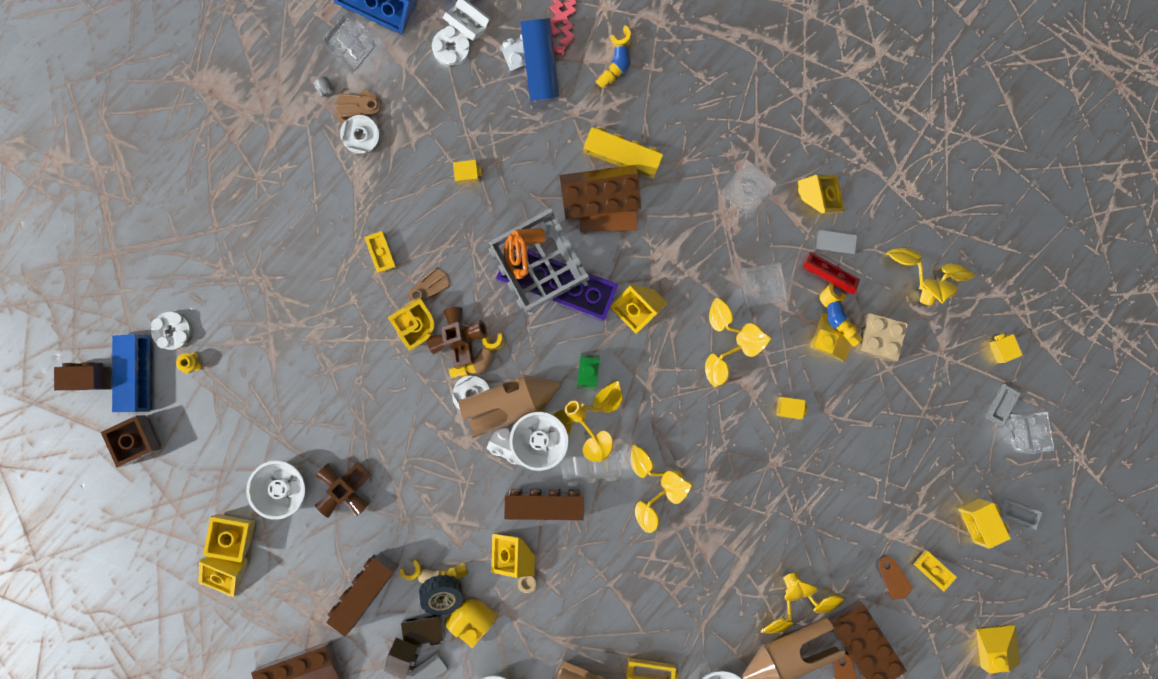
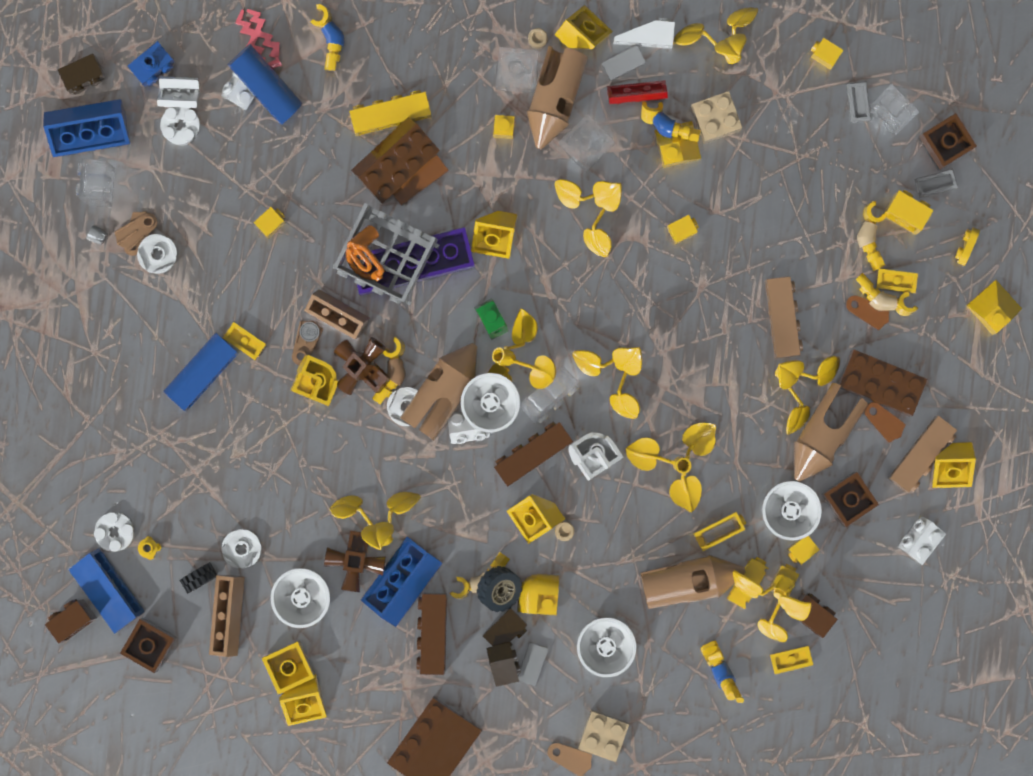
camera: 30 degrees left, 0 degrees up
(208, 415) = (198, 577): none -> black tyre
(209, 461) = (226, 615): none -> medium nougat brick
(251, 409) = (241, 537): none -> white plate
(328, 252) = (200, 372): none -> blue brick
(369, 533) = (402, 581): none -> blue slope
(376, 484) = (380, 533): none -> yellow plant
(436, 280) = (309, 331): none -> light grey tile
(467, 282) = (337, 314): none -> medium nougat brick
(594, 540) = (594, 454): none -> white brick
(648, 620) = (683, 492): none -> yellow plant
(705, 226) = (503, 126): none -> yellow brick
(765, 228) = (555, 94): none -> medium nougat piece
(781, 175) = (537, 38): none -> tan tile
(822, 536) = (783, 318): none -> medium nougat brick
(874, 235) = (653, 34): none -> white slope
(913, 580) = (883, 301): none -> yellow piece
(936, 517) = (867, 236): none -> yellow piece
(1017, 580) = (970, 239): none -> yellow plate
(1056, 488) = (947, 141): none -> reddish brown brick

